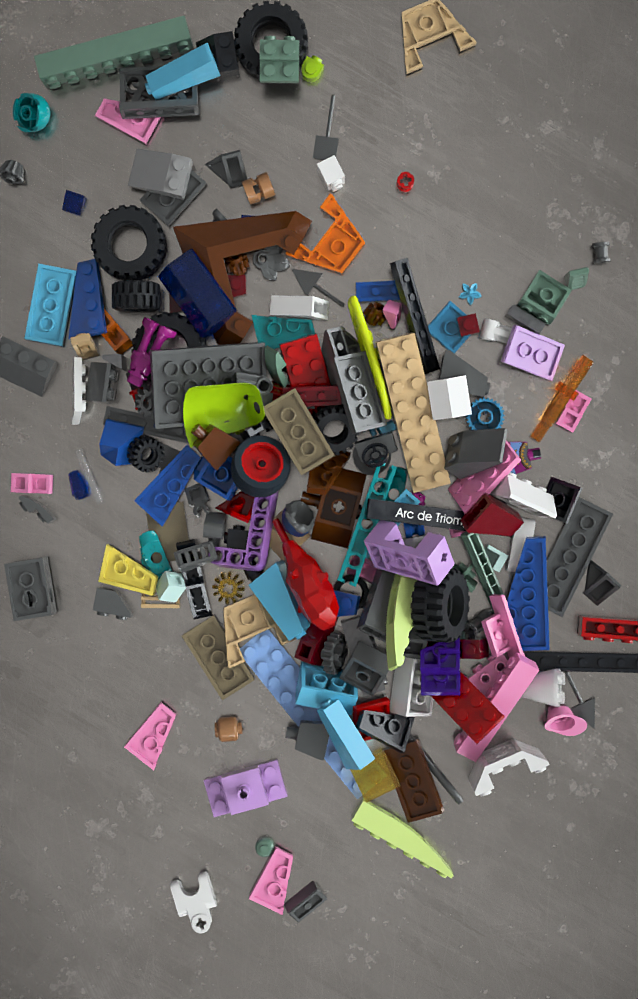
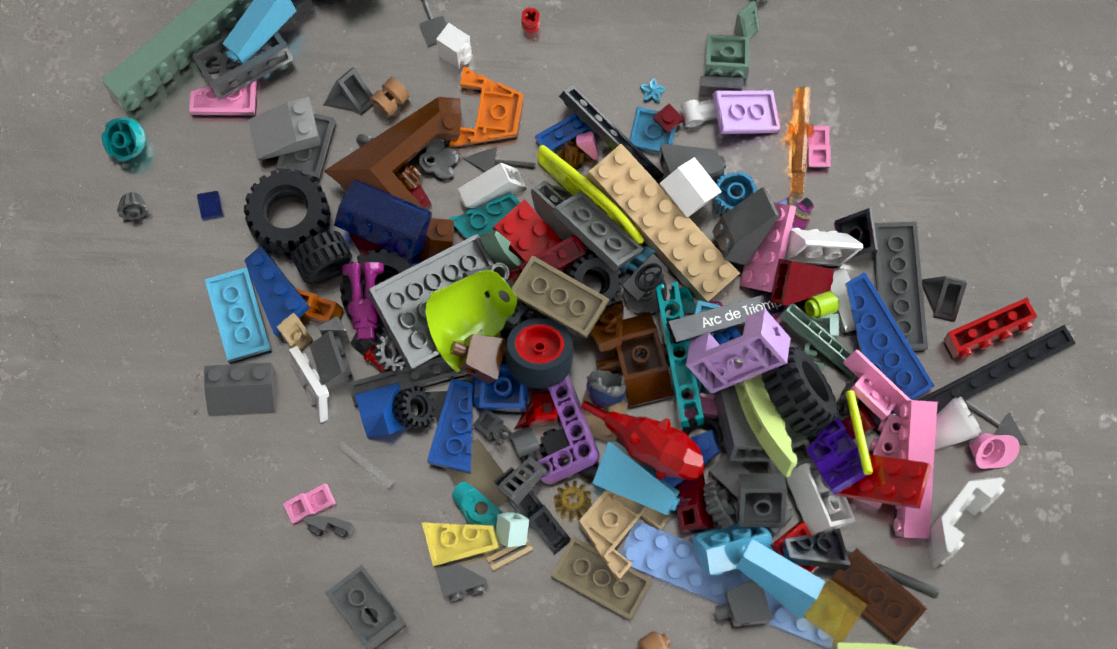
camera: 25 degrees left, 15 degrees down
(78, 485) = (360, 479): clear blue cone -> none
(466, 660) = (859, 434): none -> neon yellow bar
(498, 544) = (822, 305): none -> lime brick

